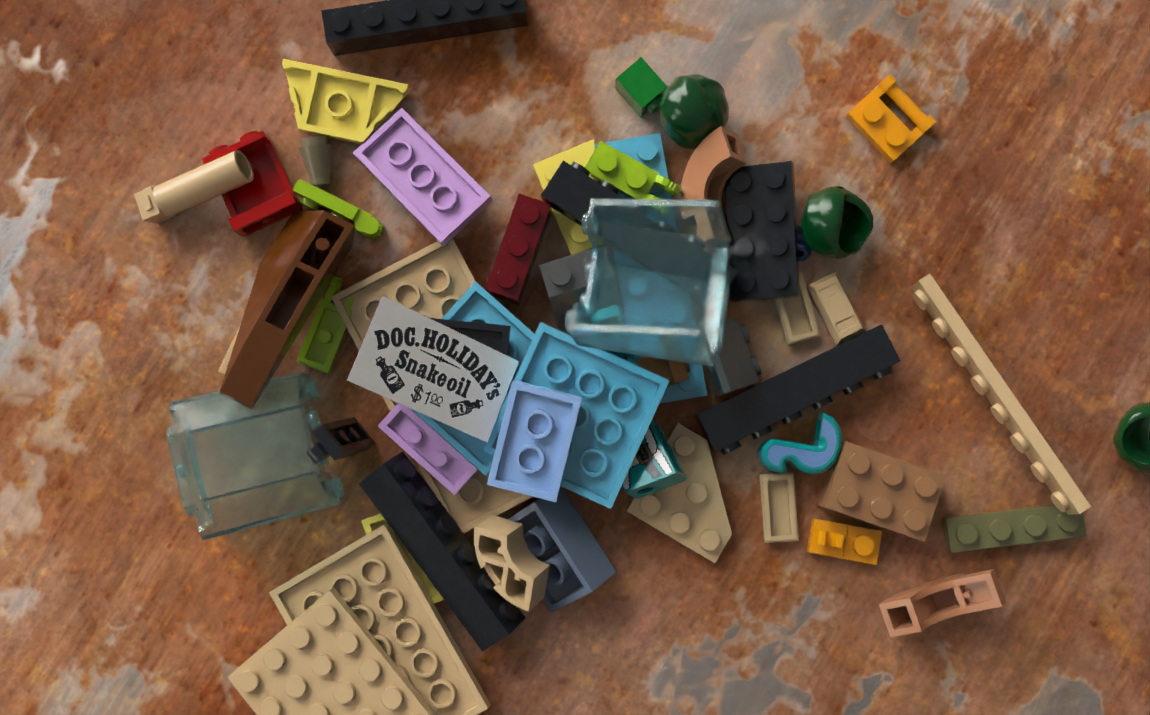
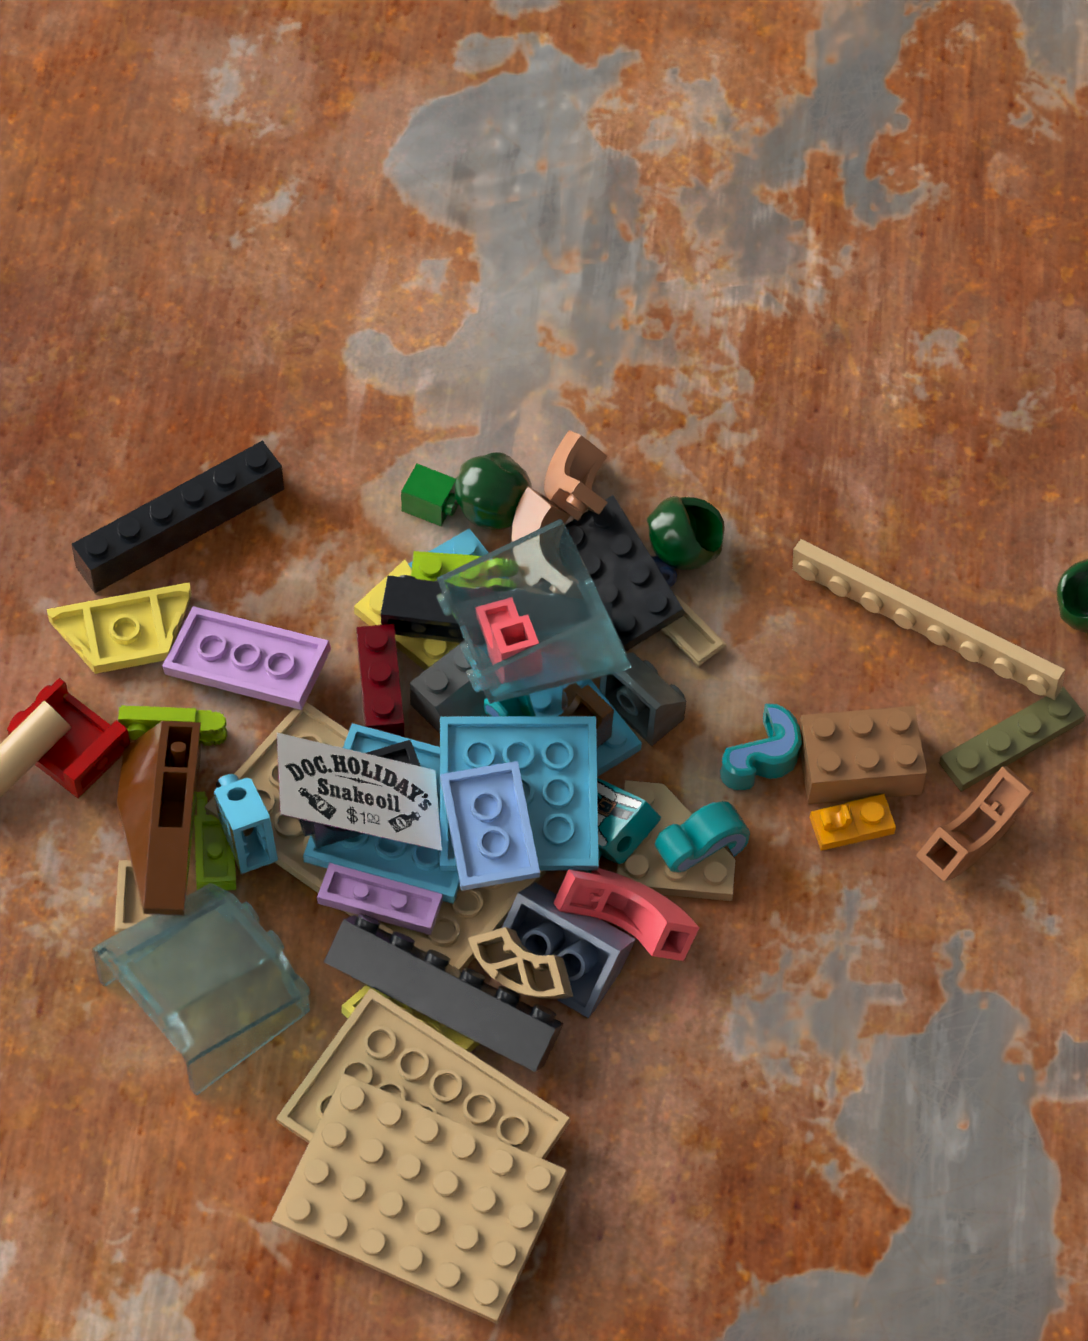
camera: 30 degrees left, 25 degrees down
(317, 159) = (124, 685): dark tan cone -> none
(339, 440) = (288, 919): black plate -> none
(344, 329) = (240, 809): none -> medium azure torso
(625, 282) = (505, 630): none -> coral arch
(631, 545) = (631, 905): none -> coral arch
(711, 512) = (702, 836): none -> teal animal
(765, 126) = (572, 475): none -> nougat arch
(779, 507) = (769, 817): tan tile -> none
(798, 388) = (727, 700): black brick -> none
(836, 308) = (729, 617): tan tile -> none
(882, 126) = (686, 439): light orange plate -> none

